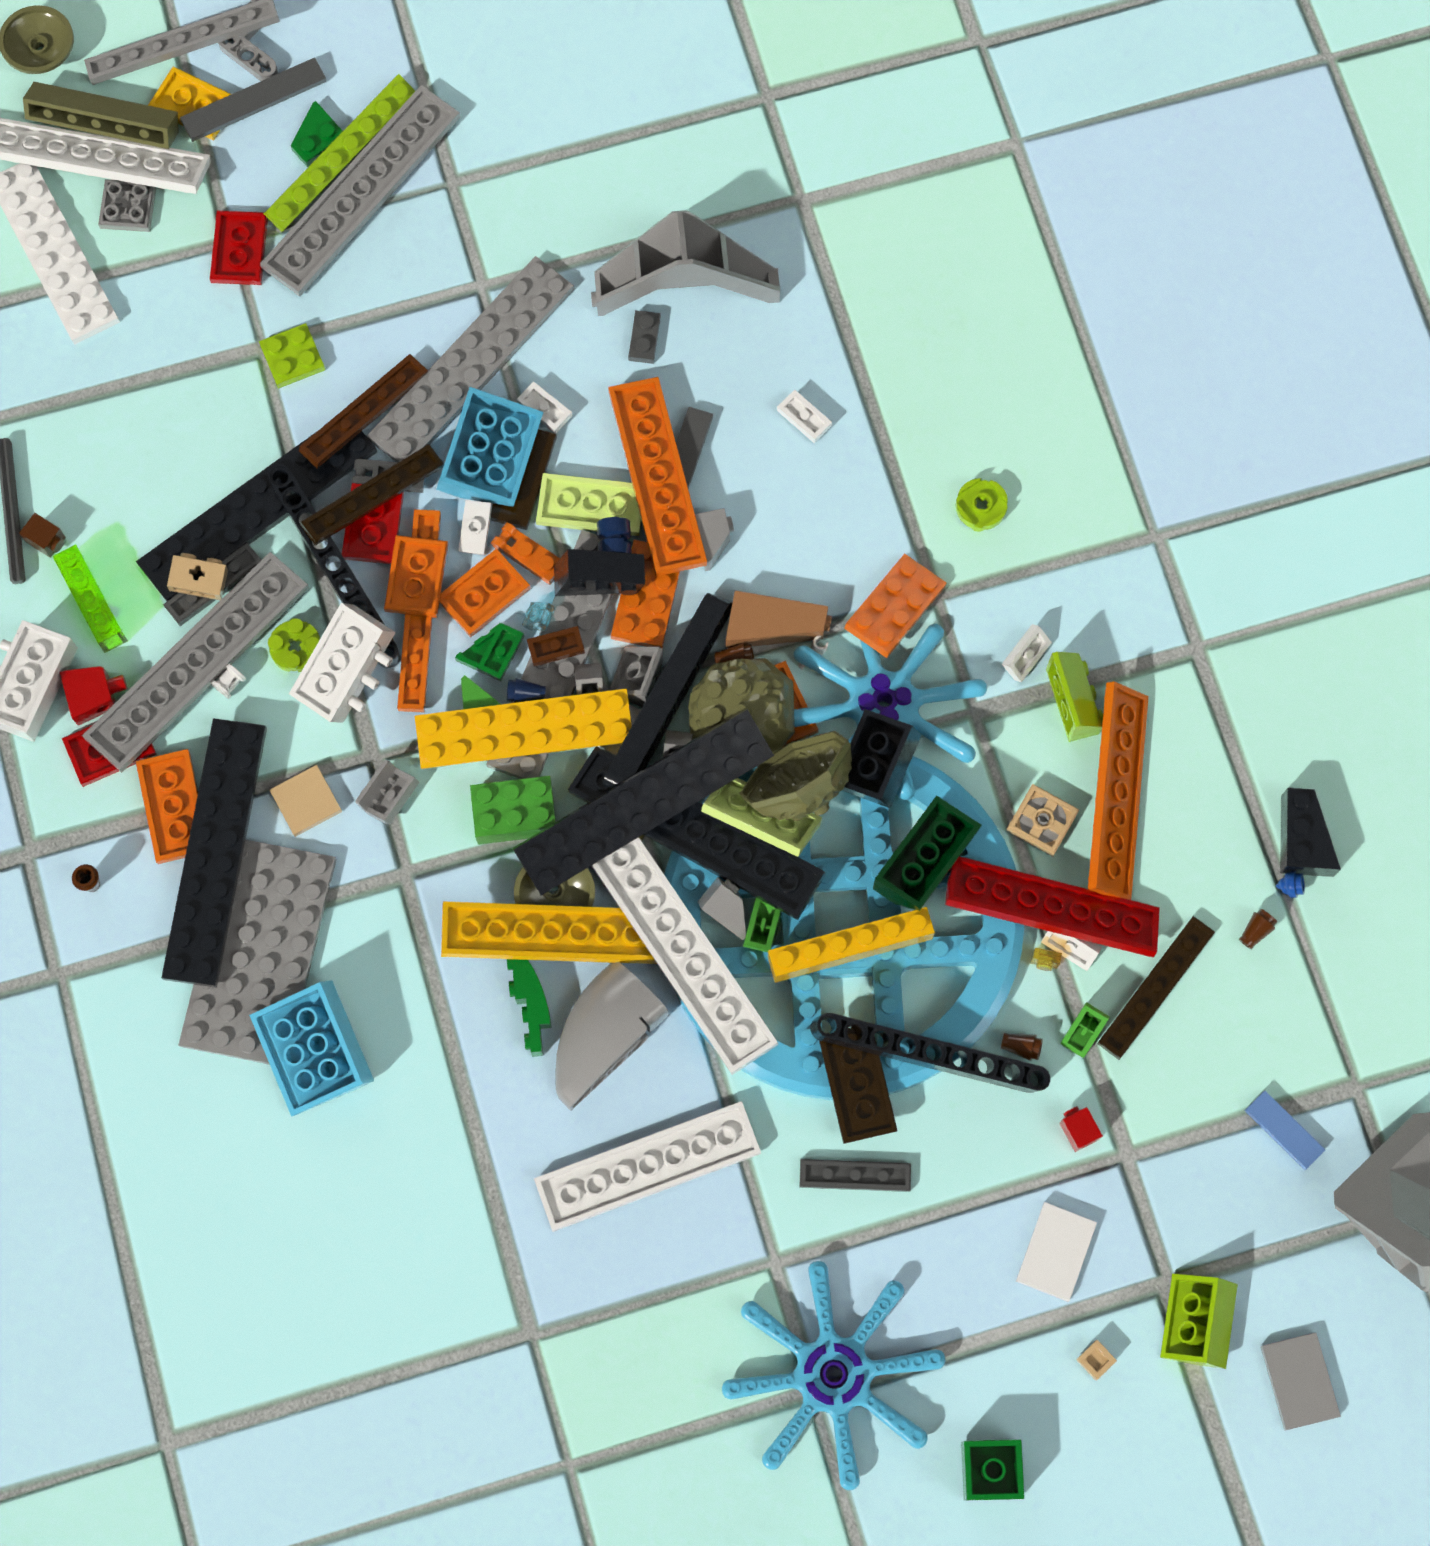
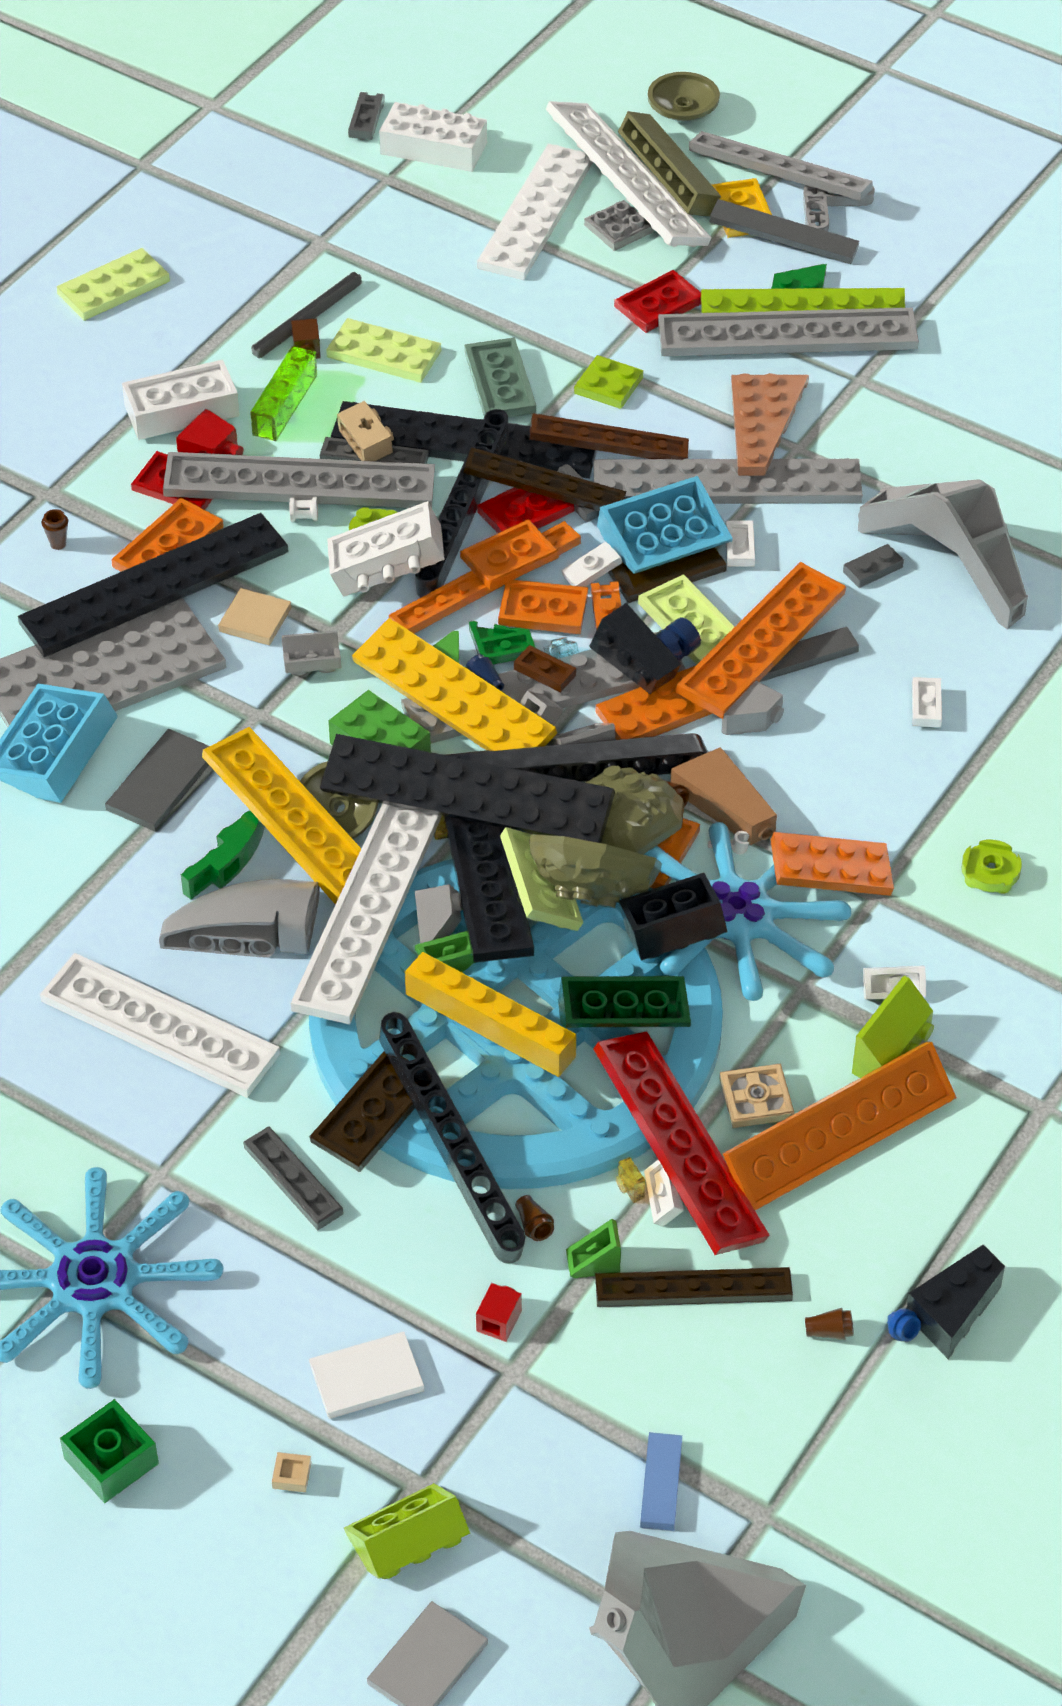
camera: 50 degrees right, 25 degrees down
(104, 486) = (384, 350): none -> yellowish green plate
(218, 430) = (500, 377): none -> sand green plate
(411, 991) = (159, 780): none -> dark grey tile
(427, 278) = (761, 415): none -> nougat wing

